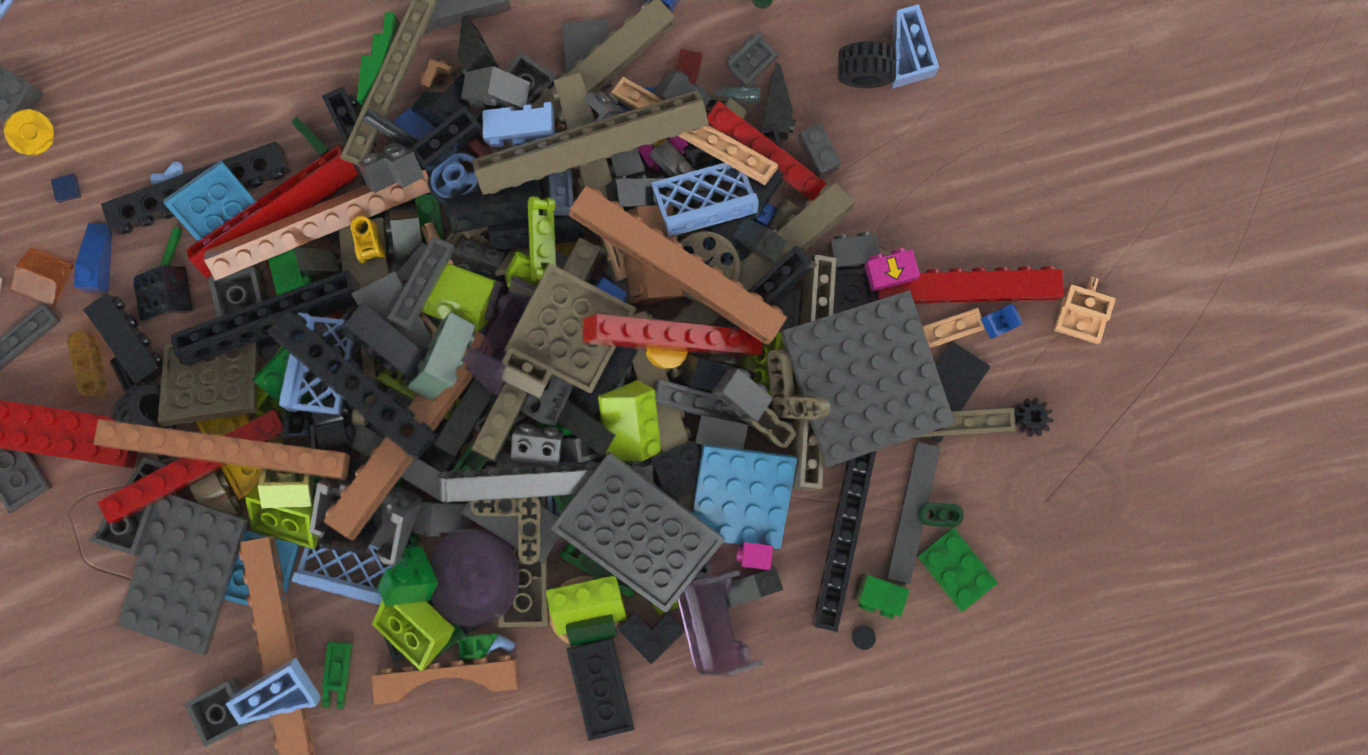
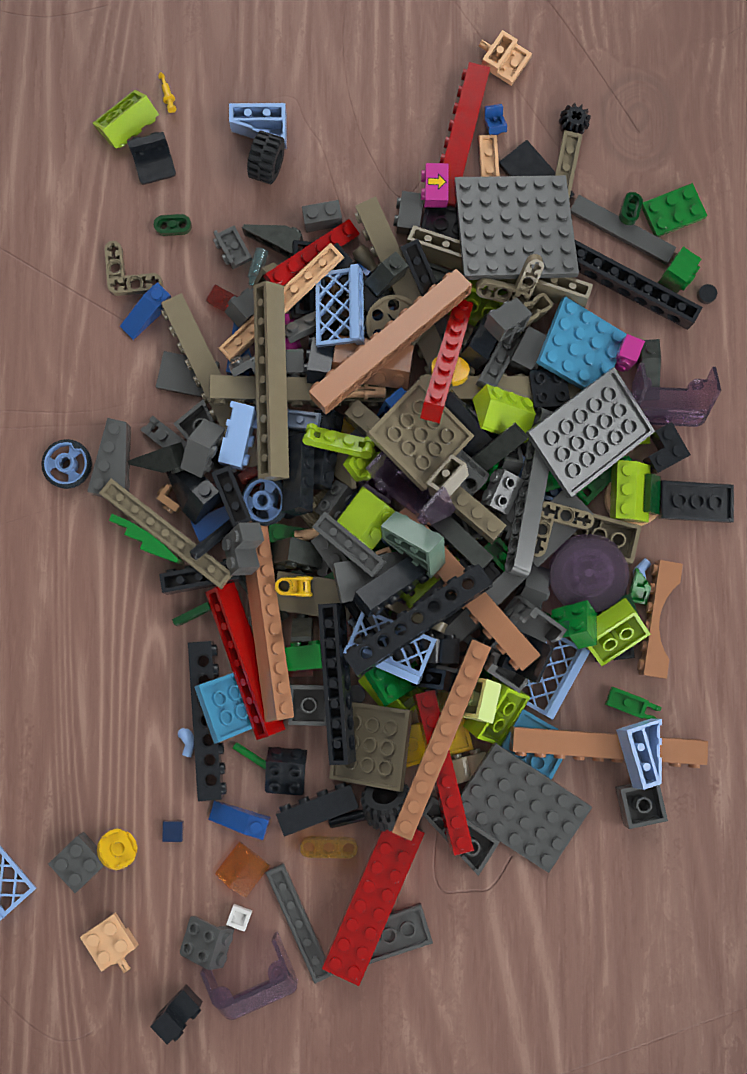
camera: 80 degrees left, 0 degrees up
(508, 48) = (163, 435): none -> dark grey plate

